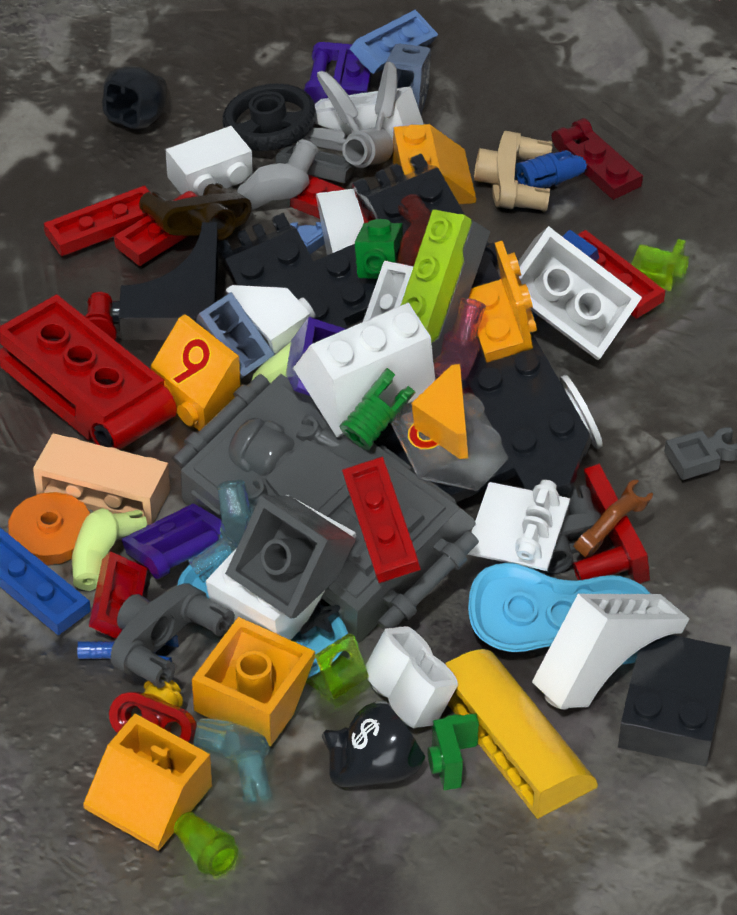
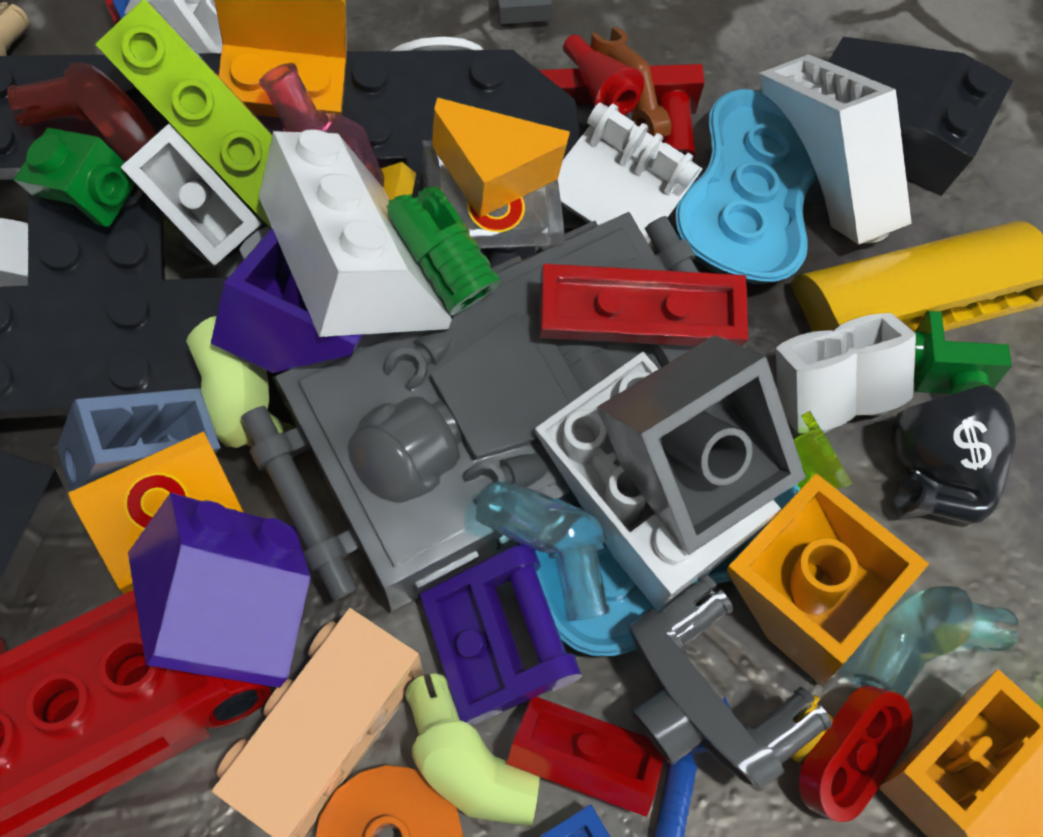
camera: 75 degrees left, 15 degrees up
(153, 397) = (219, 591): none -> slope
(273, 312) = (129, 354): white slope -> none
(592, 498) = (604, 76): none -> red cone

